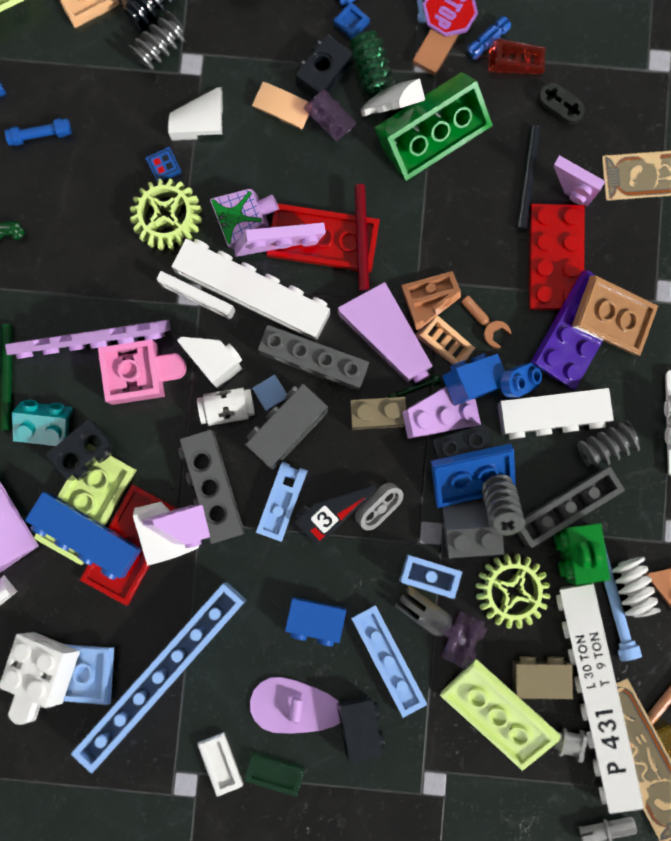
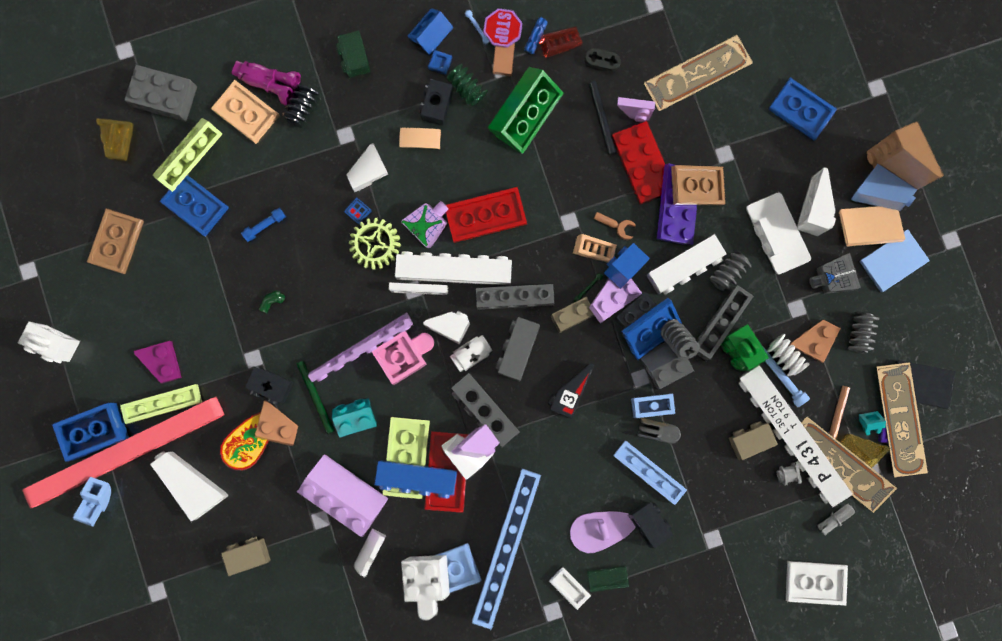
camera: 30 degrees left, 0 degrees up
(77, 444) = (385, 420): black brick -> none
(158, 40) = (317, 129): dark grey piece -> none
(270, 392) = (495, 331): light blue tile -> none
(274, 238) = (458, 228): lavender wing -> none
(281, 502) = (534, 400): light blue plate -> none
(315, 621) = (591, 467): blue brick -> none
(330, 115) = (455, 132): clear purple hips -> none
(361, 234) = (511, 203): dark red bar -> none
(379, 506) = (599, 375): light grey plate -> none
(385, 329) = (552, 257): lavender slope -> none
(395, 97) = (493, 102): white slope -> none
(430, 297) = (573, 224): nougat wing -> none
(463, 640) = (691, 438): clear purple hips -> none
(500, 715) = (736, 475): yellowish green tile -> none
(518, 579) = (726, 392): yellowish green gear -> none
(520, 380) = (655, 253): blue plate -> none

